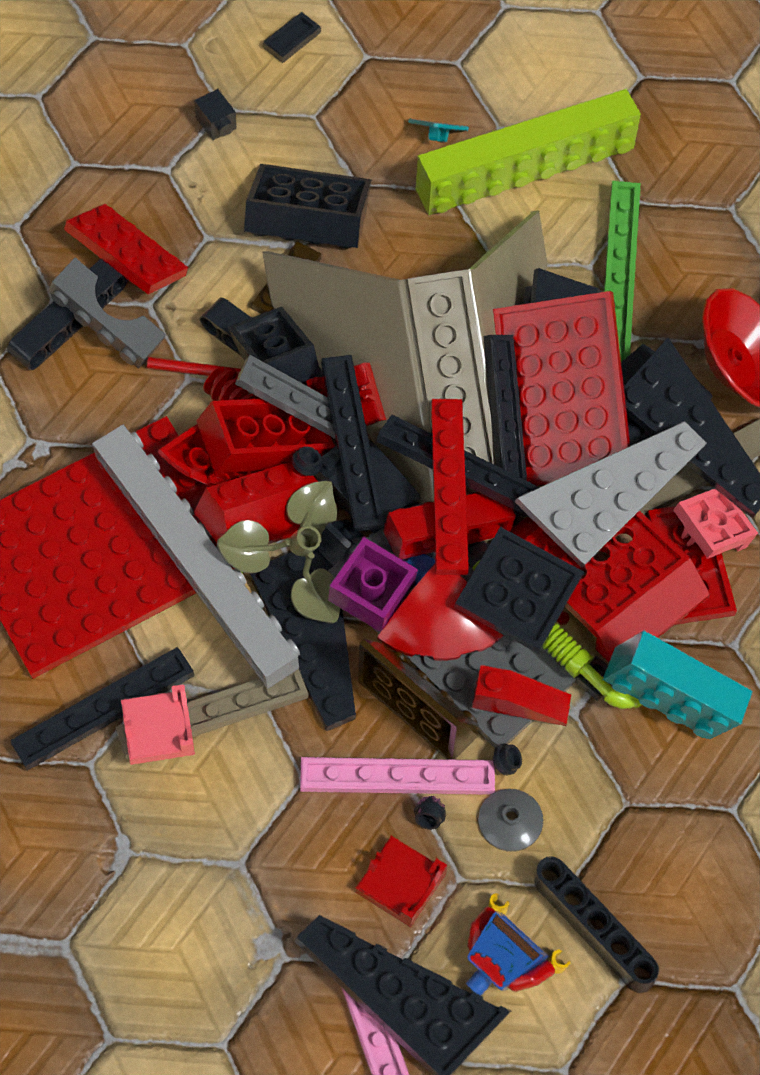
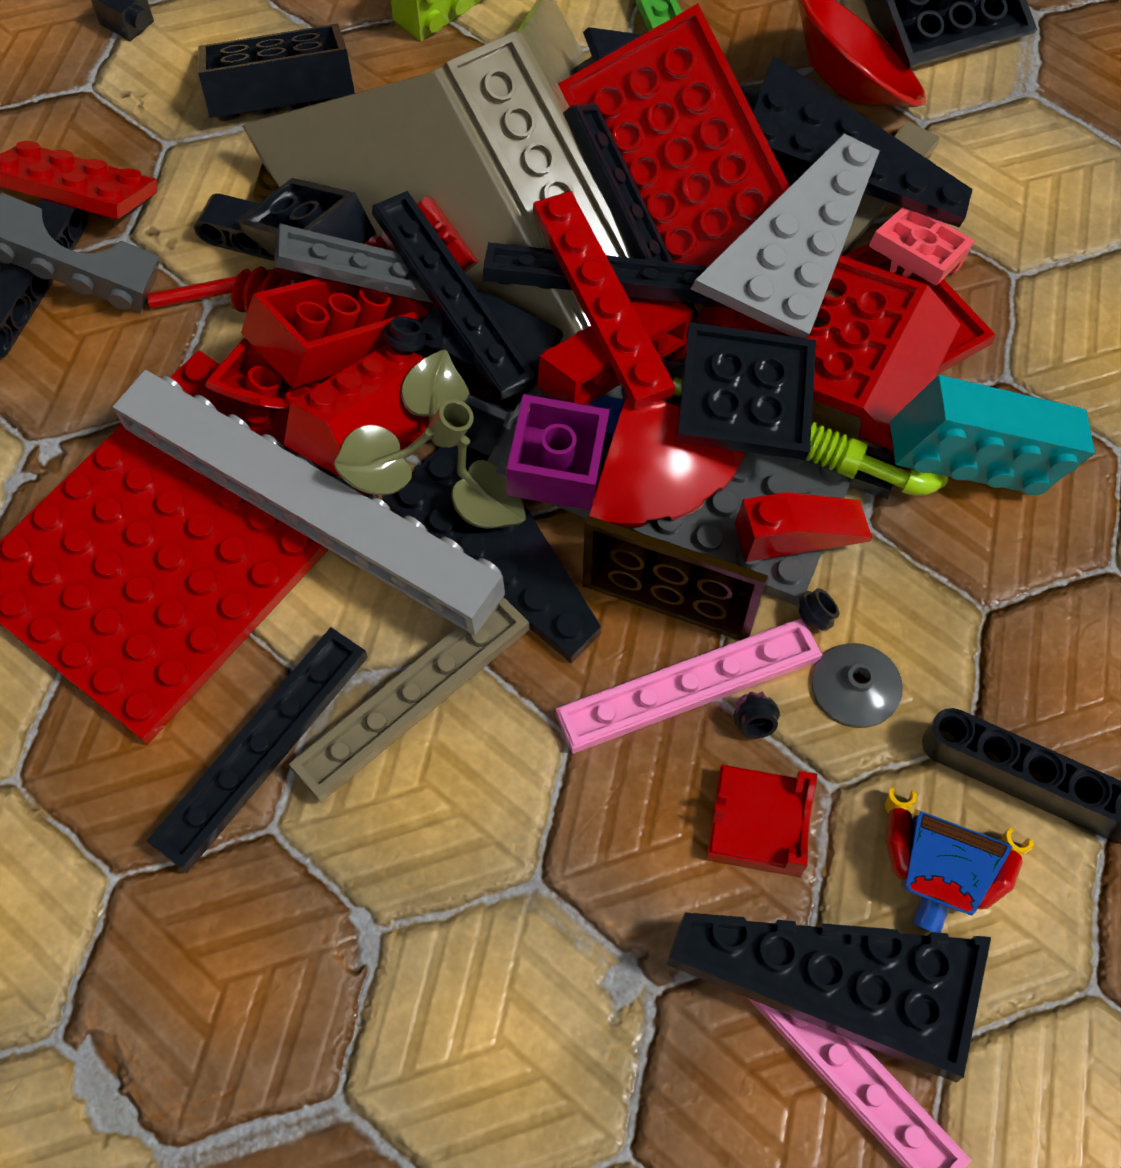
camera: 20 degrees left, 0 degrees up
(158, 726) = (349, 741): coral piece -> none

